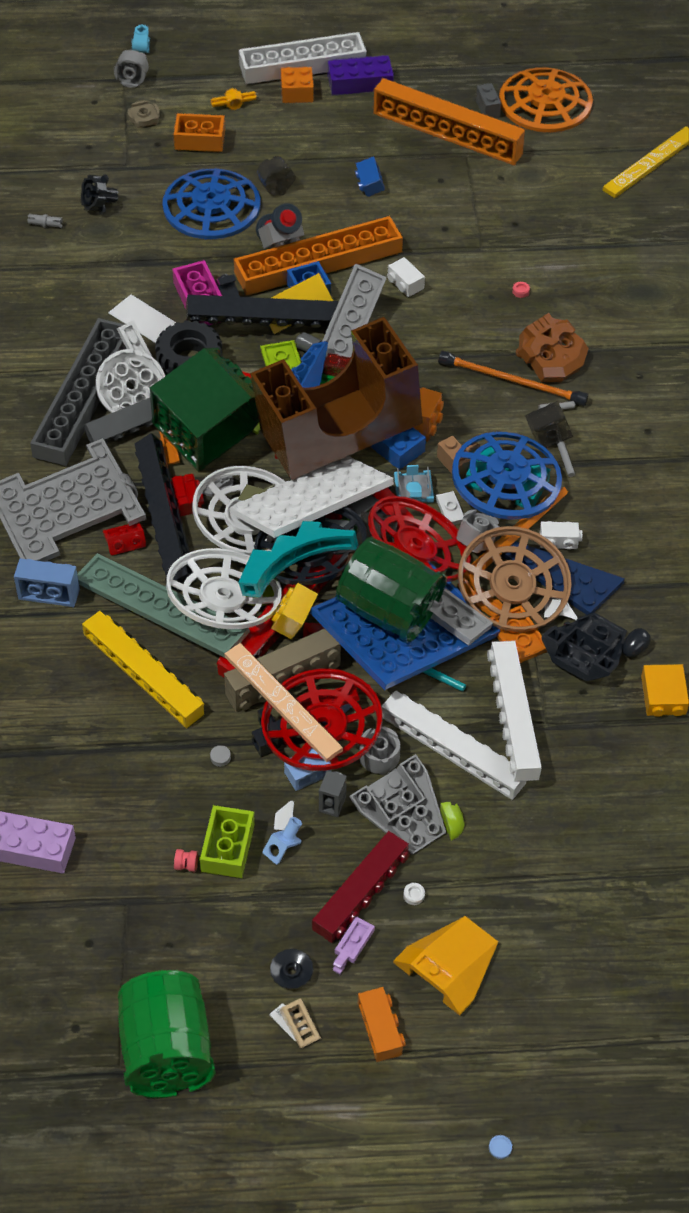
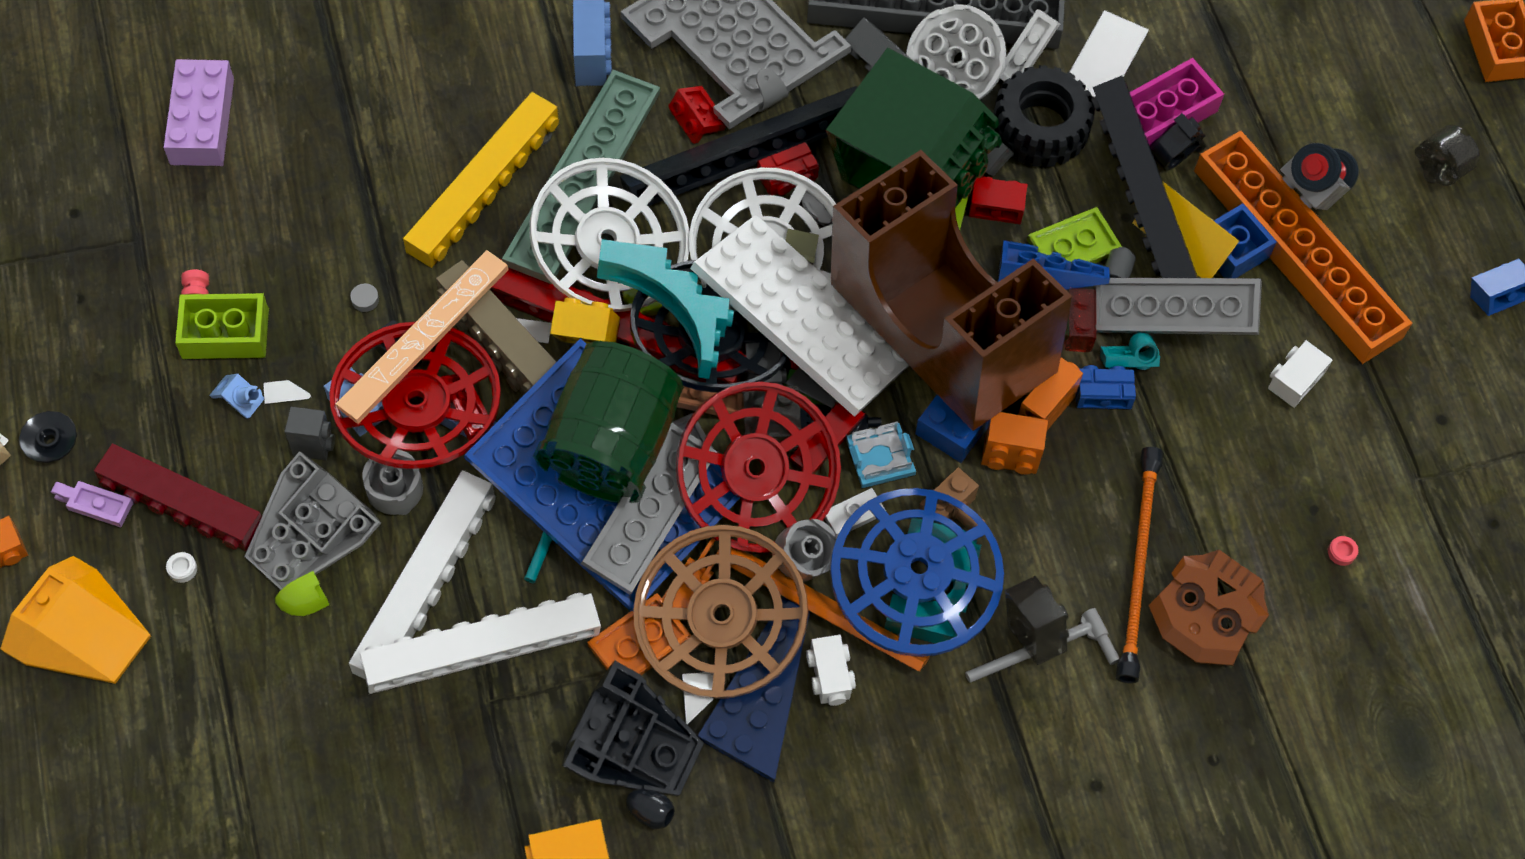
camera: 75 degrees right, 10 degrees up
(219, 203) = (1366, 97): blue dish -> none

